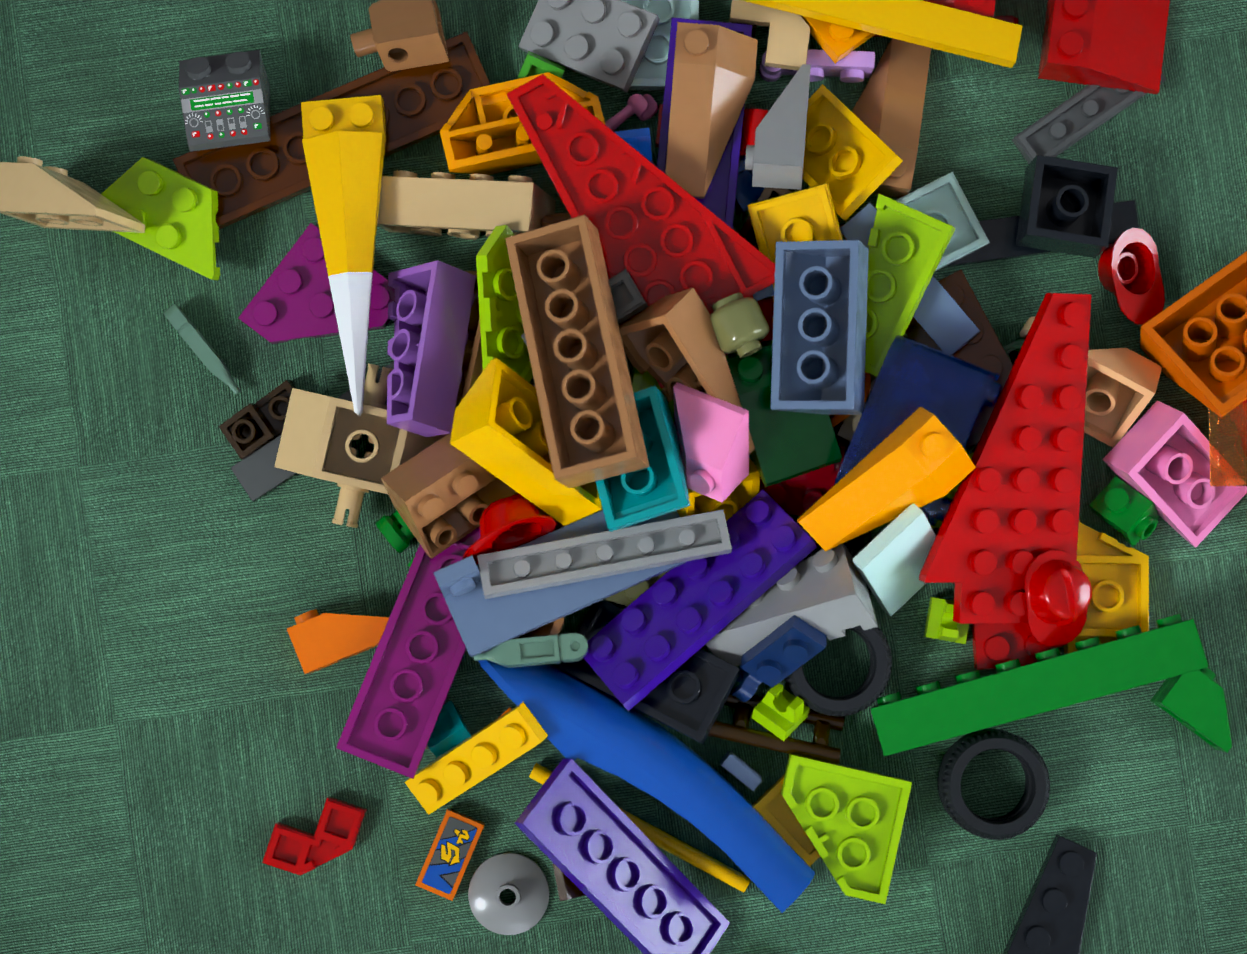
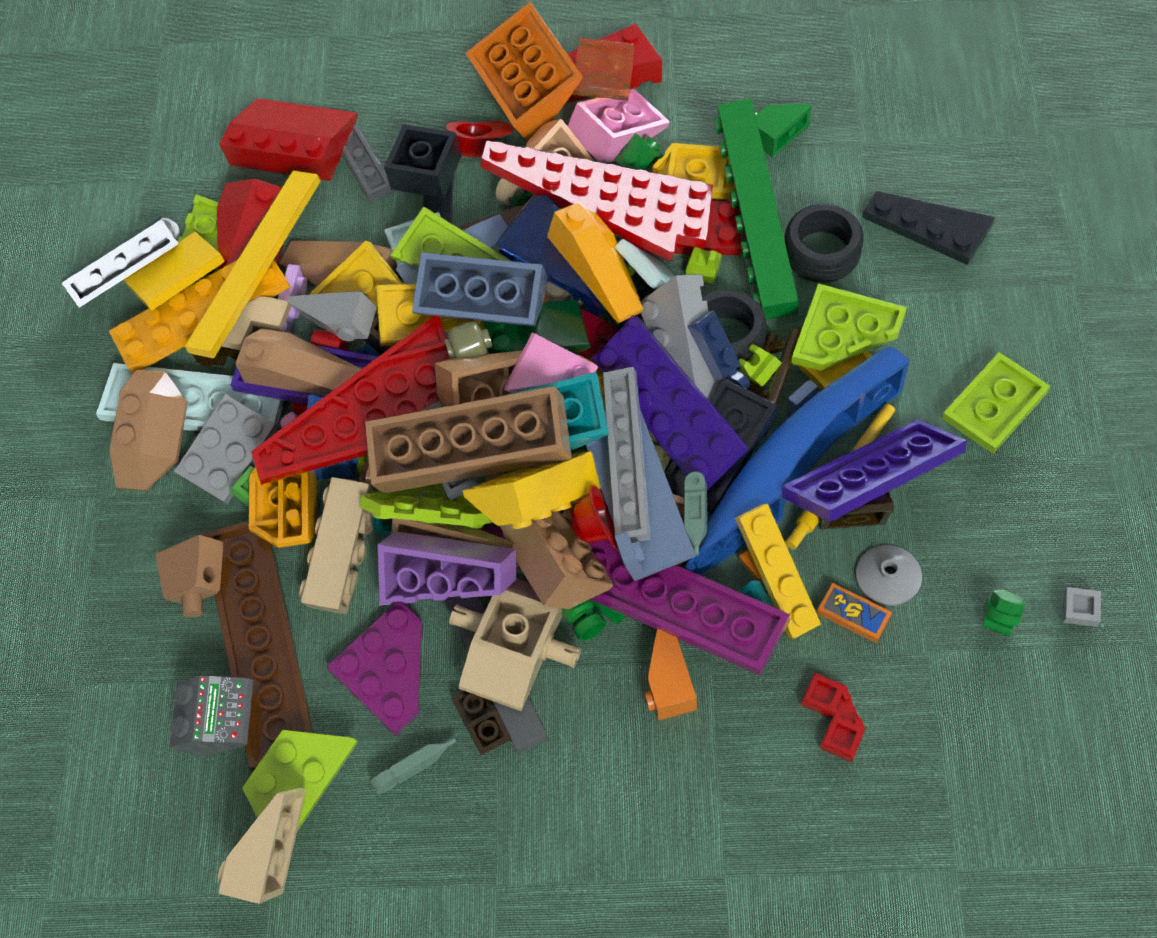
camera: 75 degrees left, 25 degrees down
(345, 168) = (290, 623): yellow plate -> none
(1056, 598) = (694, 181): red piece -> none

